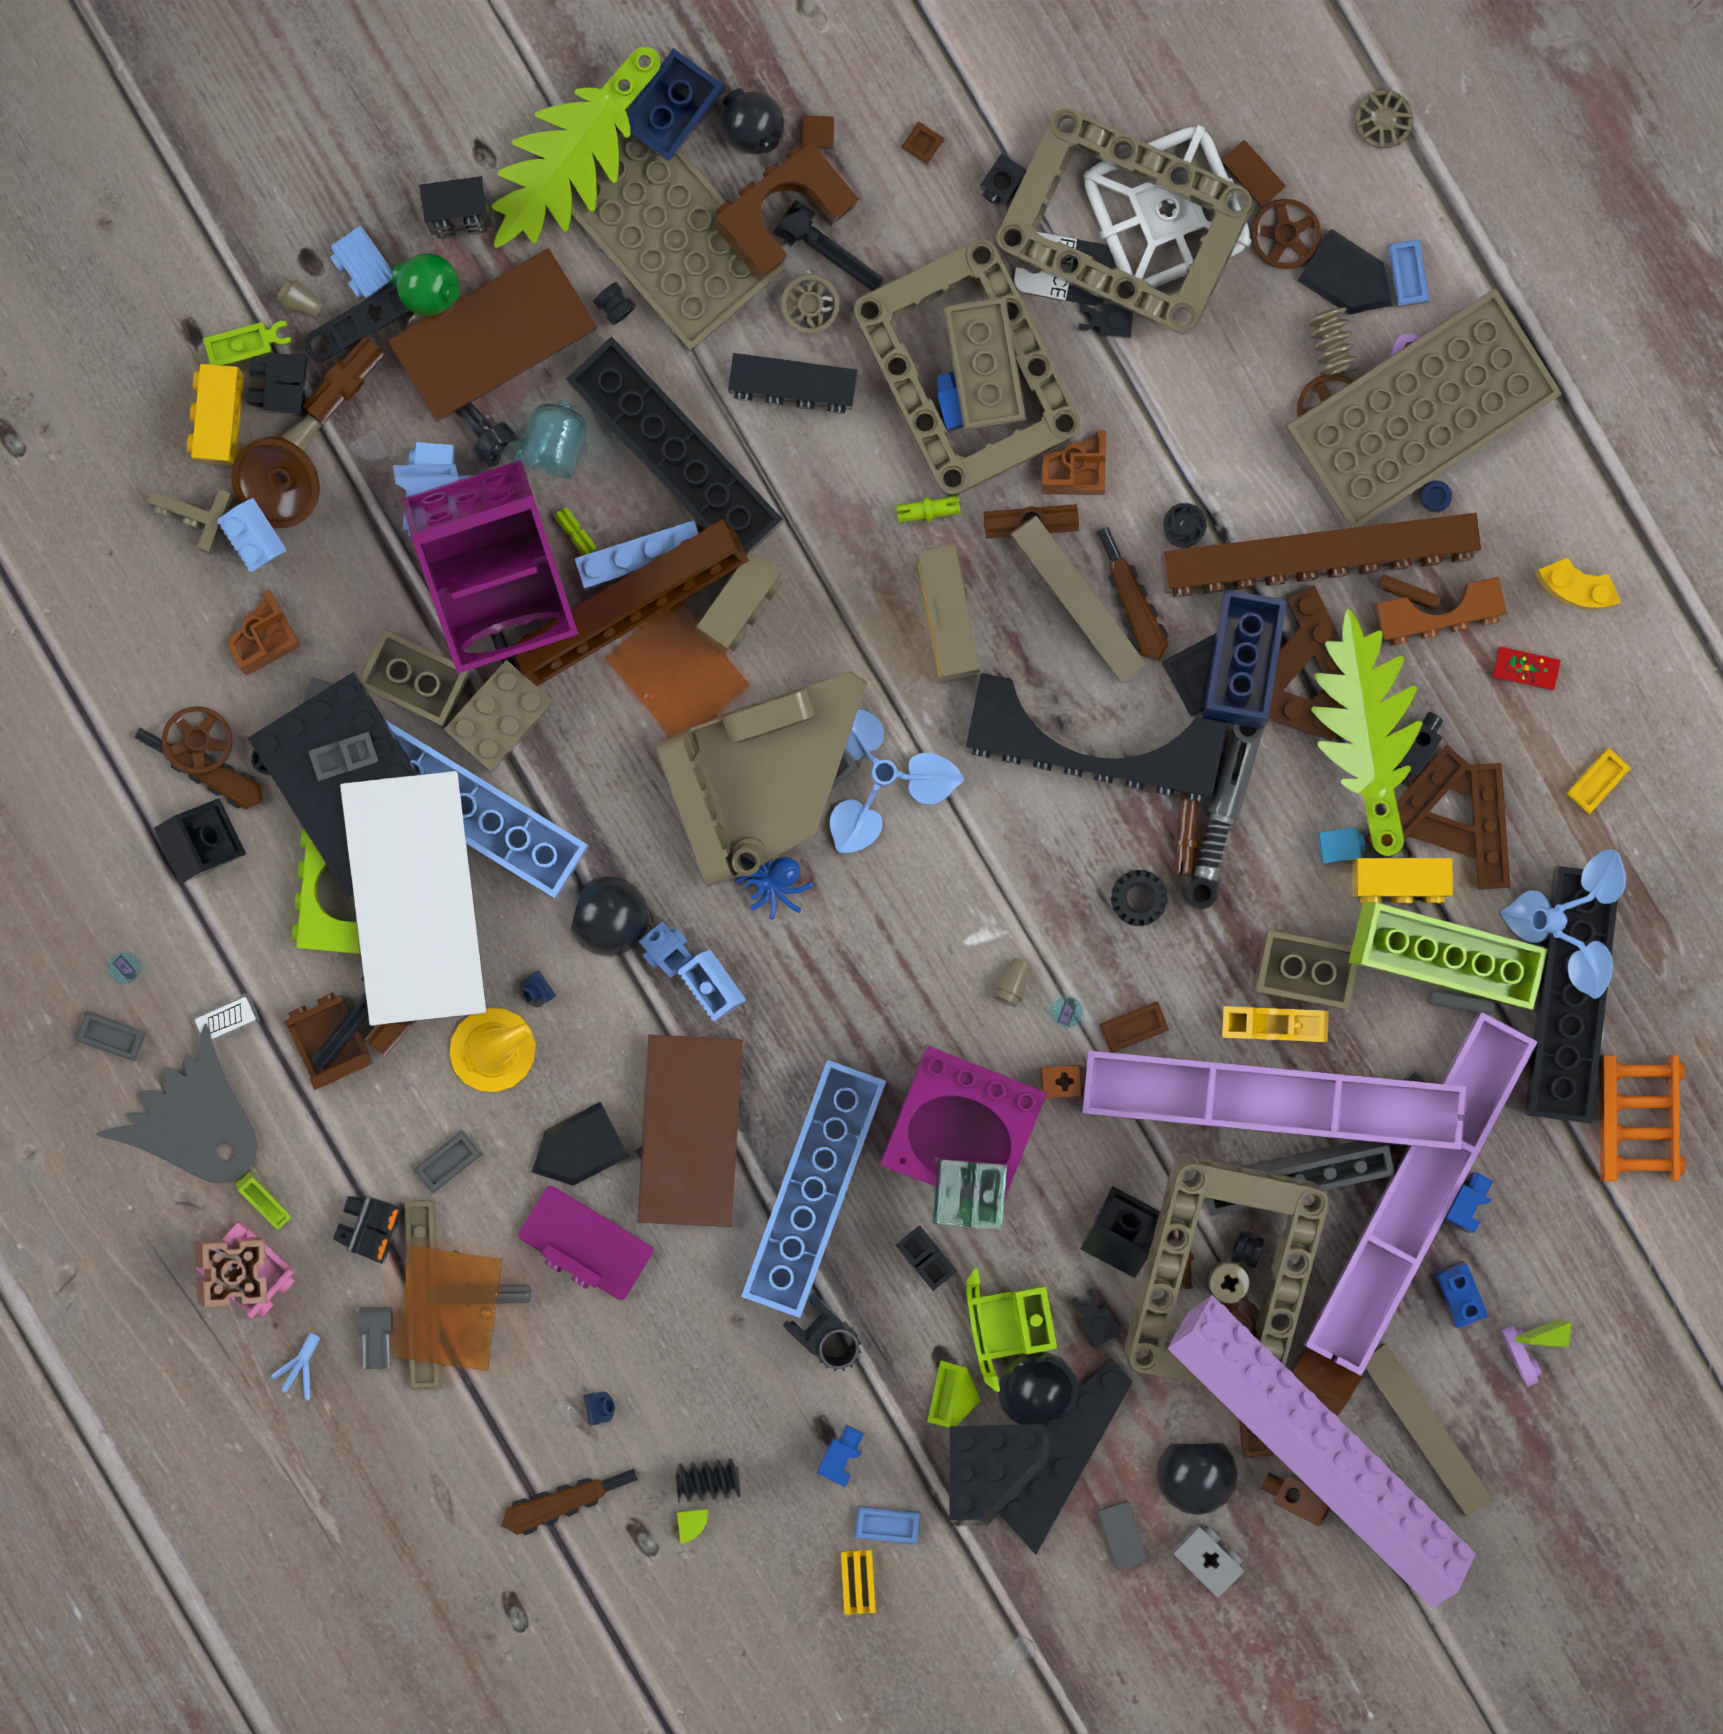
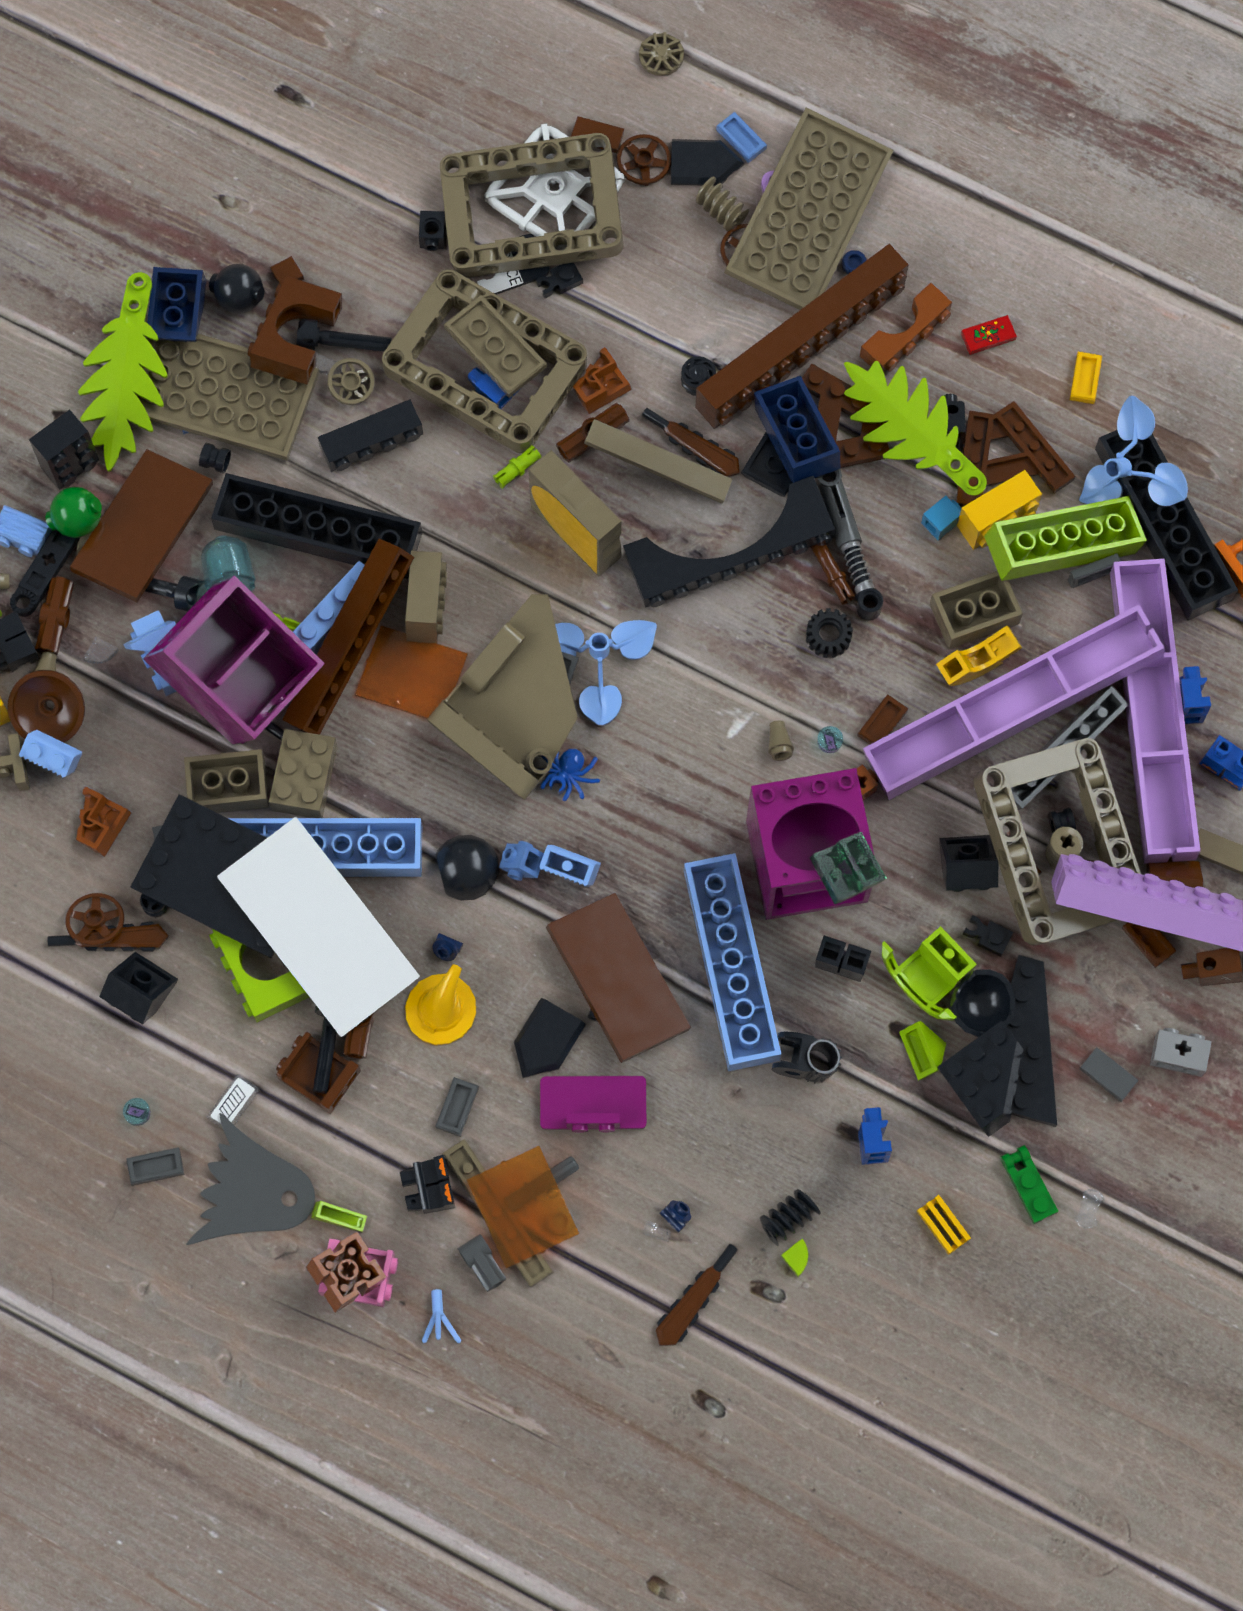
camera: 30 degrees left, 15 degrees down
(343, 756) = (207, 855): dark grey slope -> none
(887, 1525) = (938, 1171): medium blue tile -> none
(922, 143) = (362, 240): reddish brown tile -> none
(969, 1596) = (1029, 1185): none -> green plate
(1197, 1476) = (1132, 1000): black cylinder -> none
(1407, 590) = (865, 331): reddish brown tile -> none
(1576, 588) = (988, 262): yellow brick -> none

